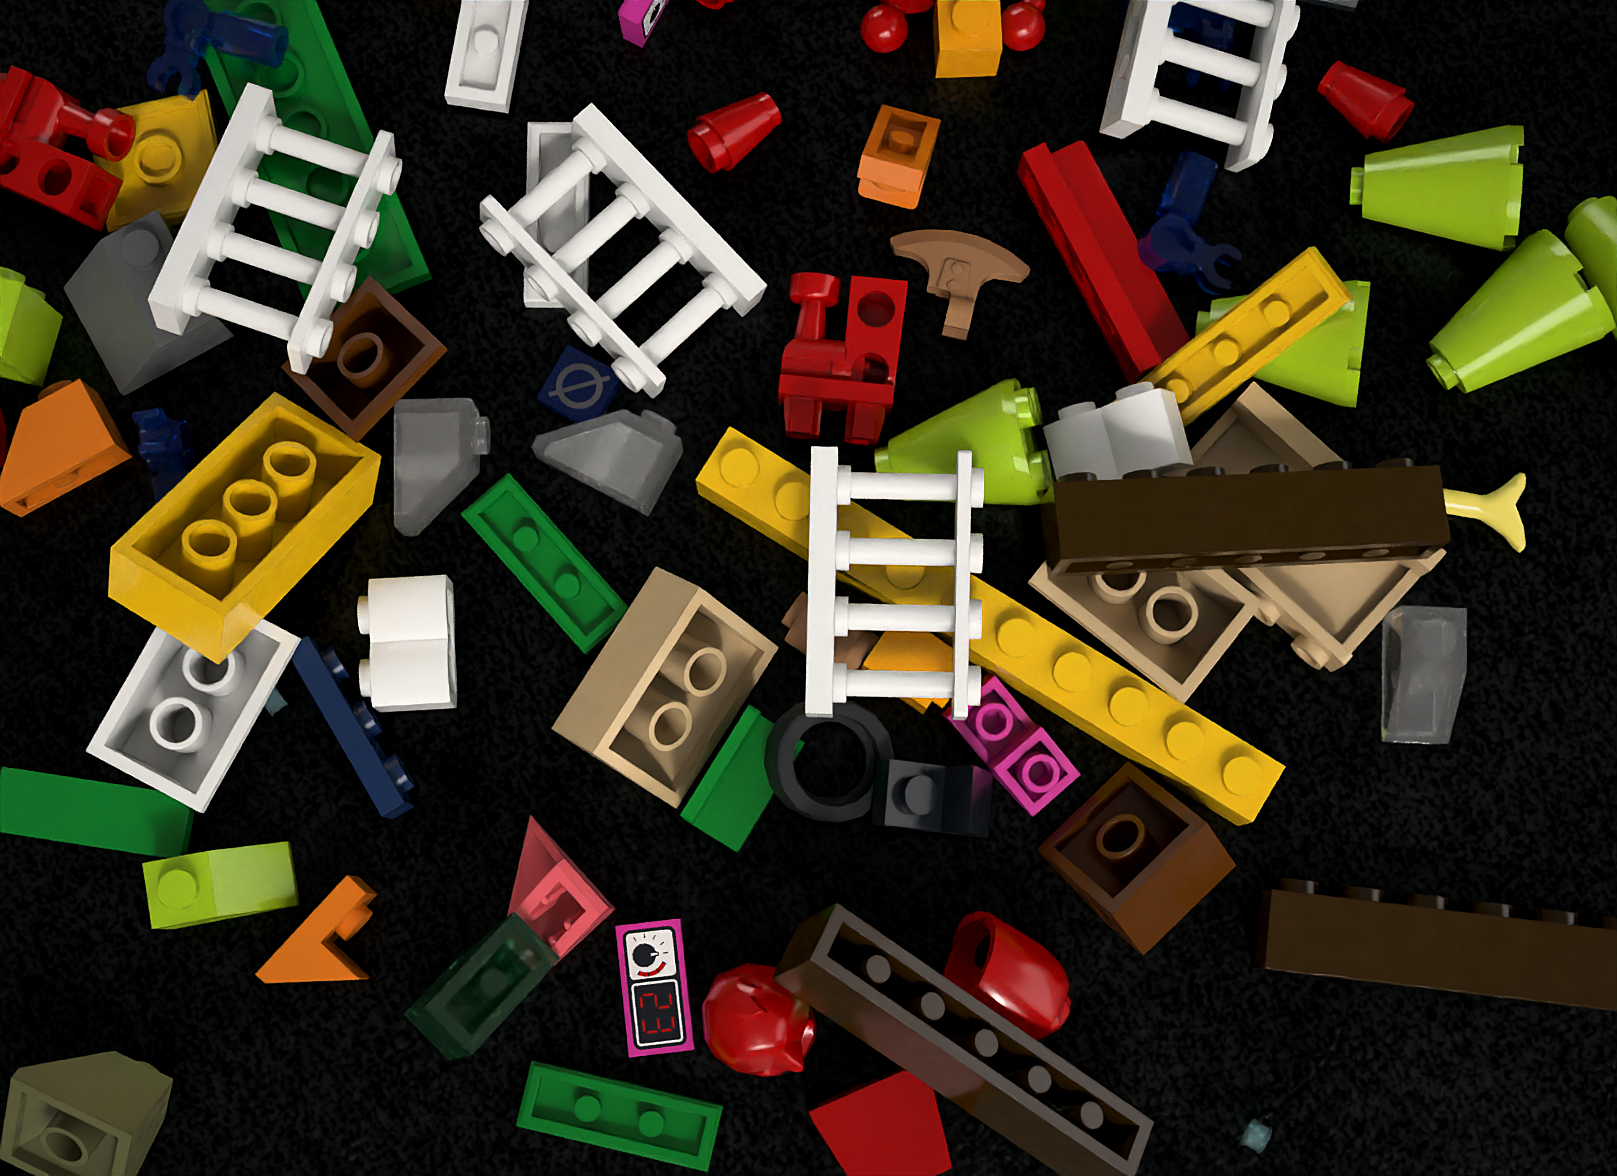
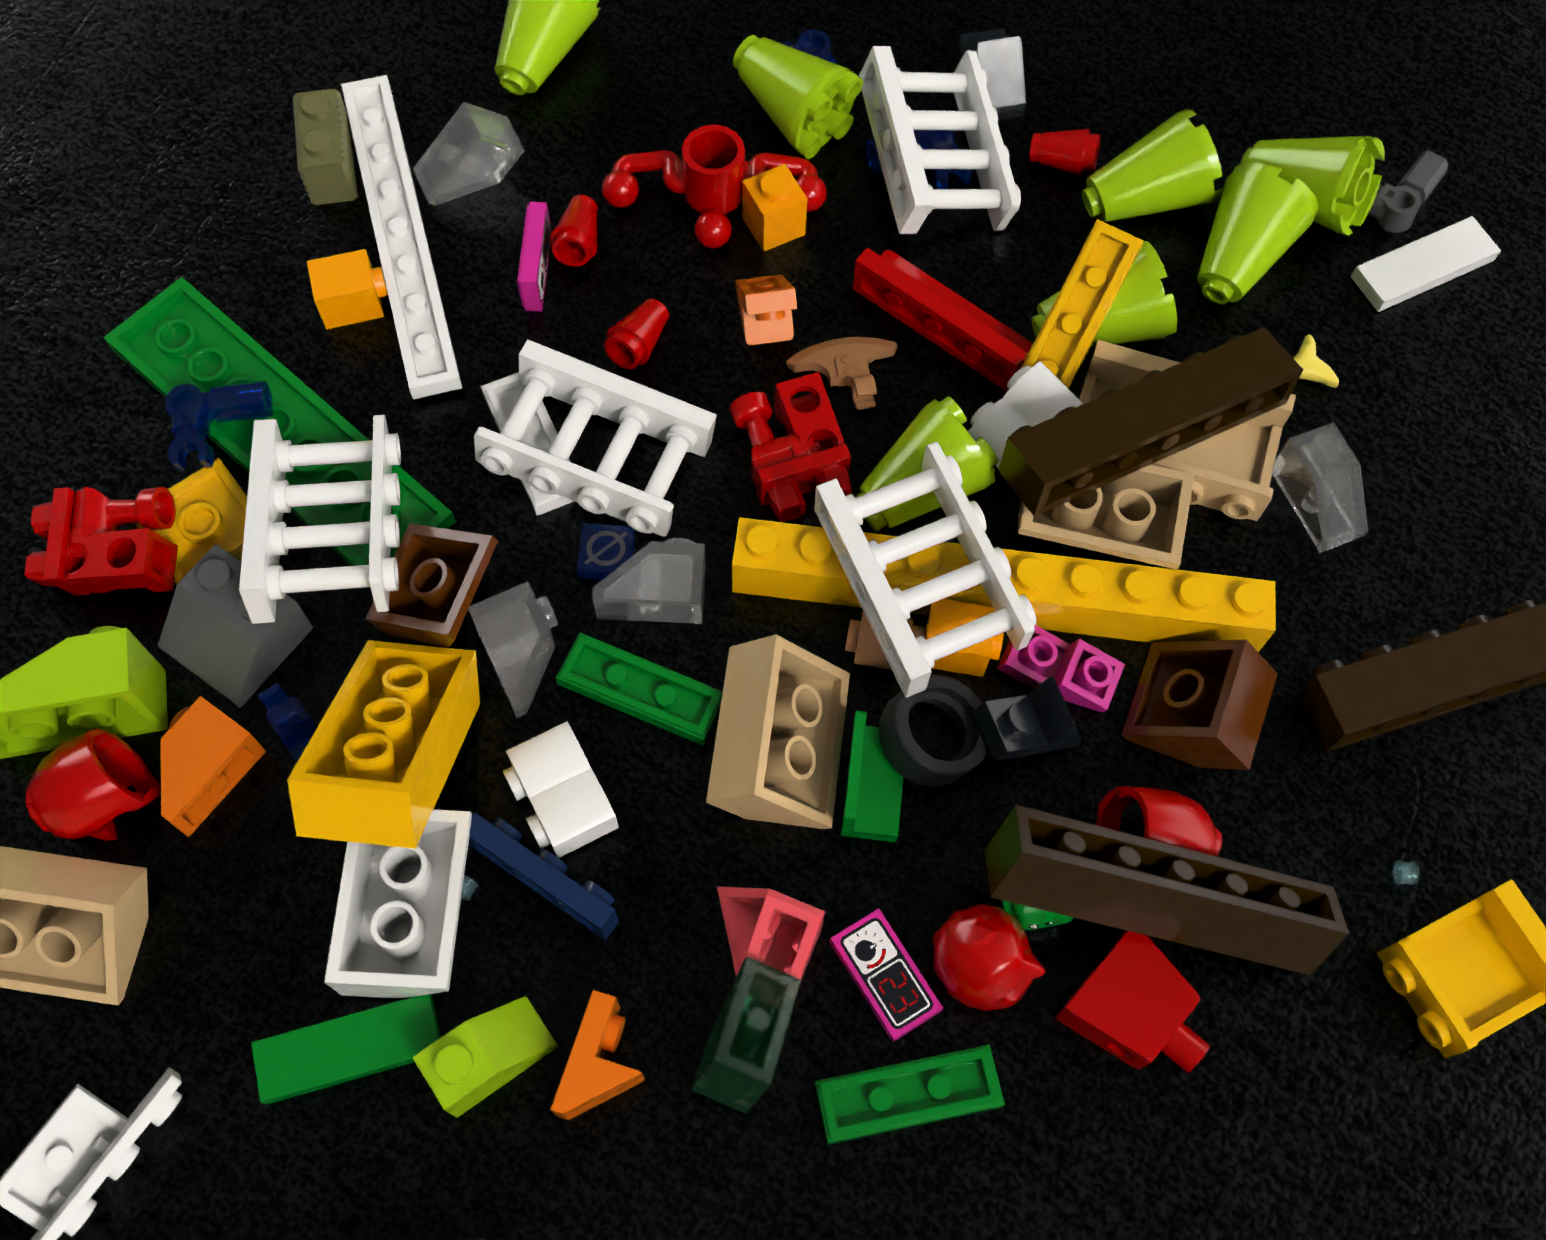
camera: 25 degrees left, 15 degrees down
(1171, 241) = (986, 282): clear blue bar -> none

